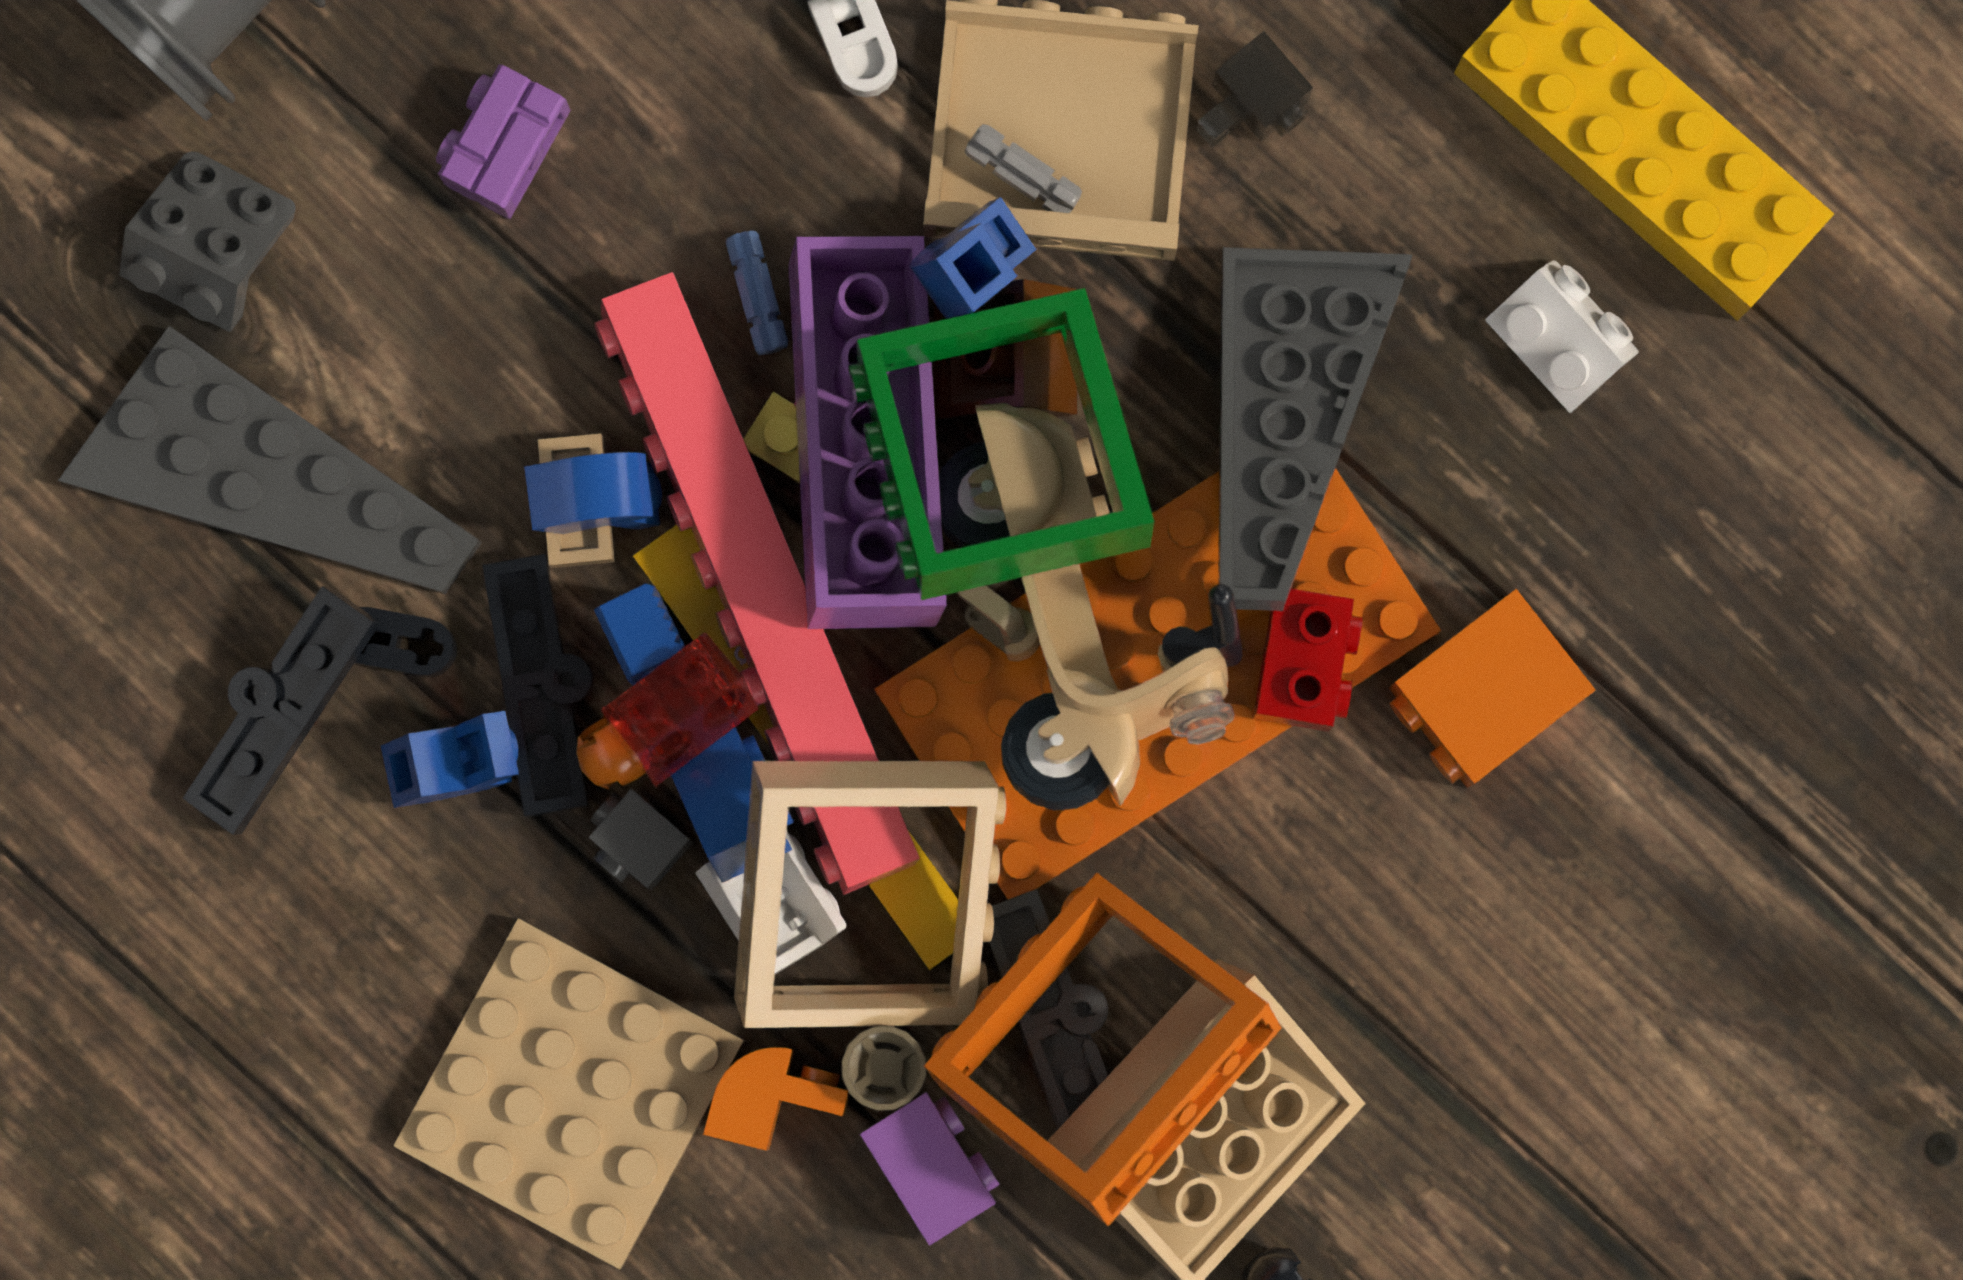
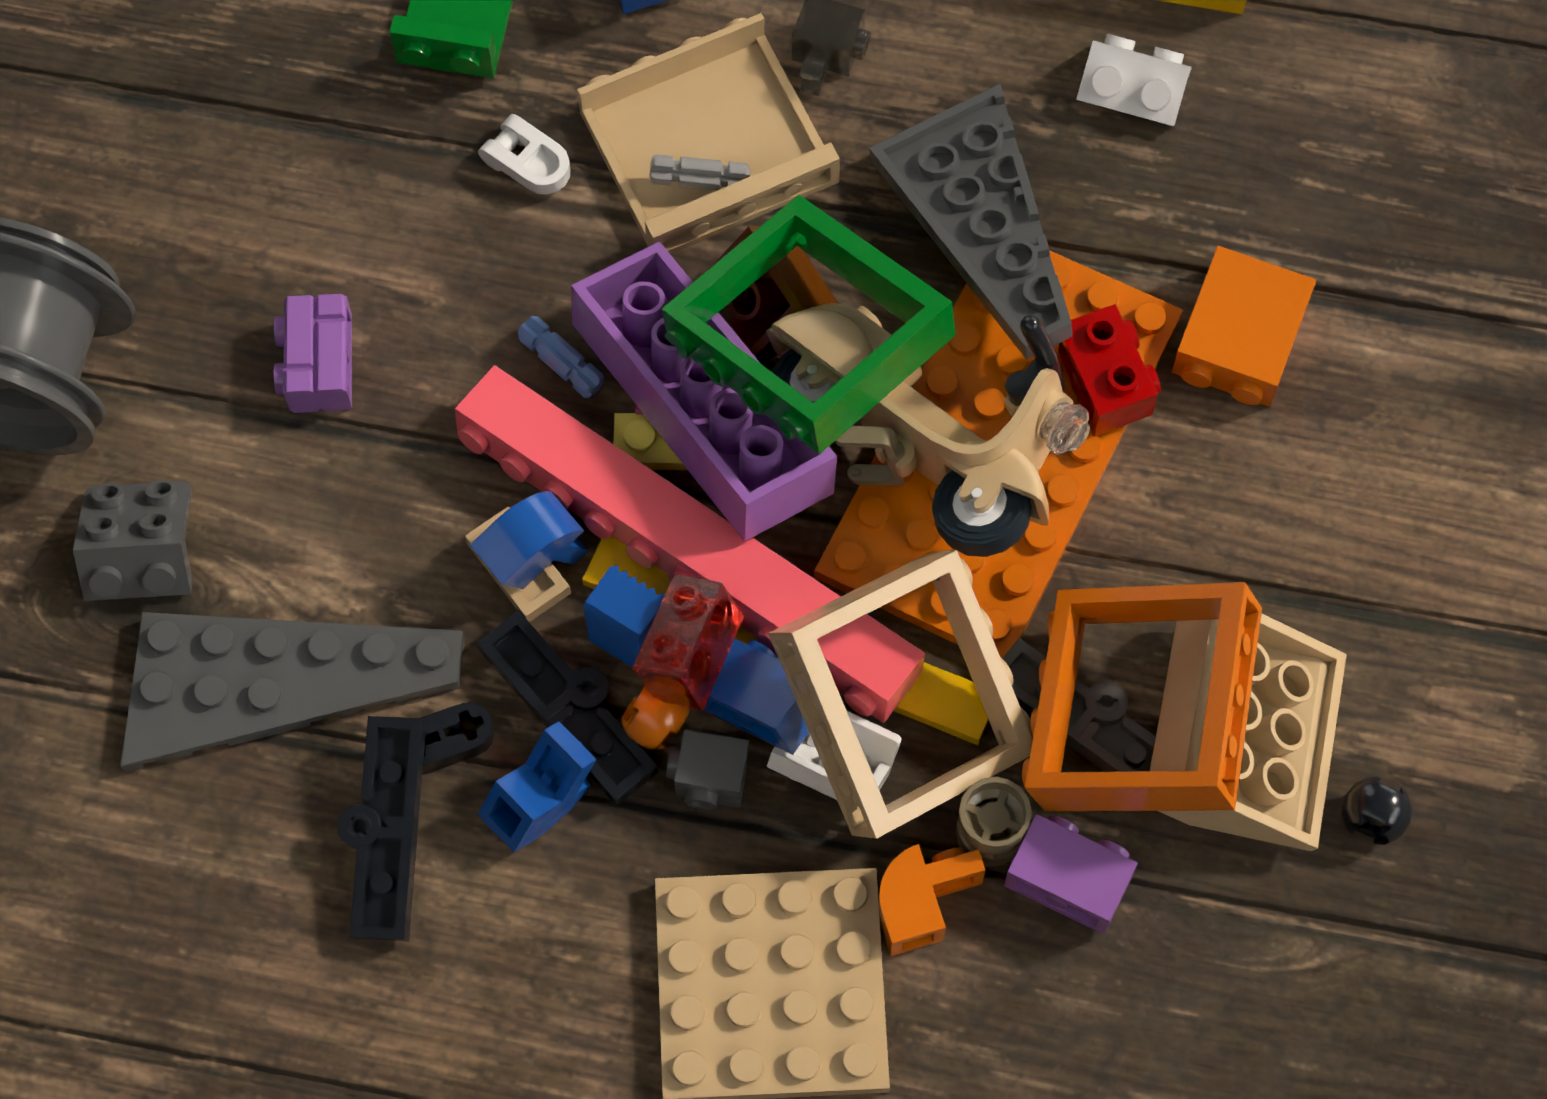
camera: 30 degrees left, 15 degrees down
(973, 260) = (705, 230): blue brick -> none

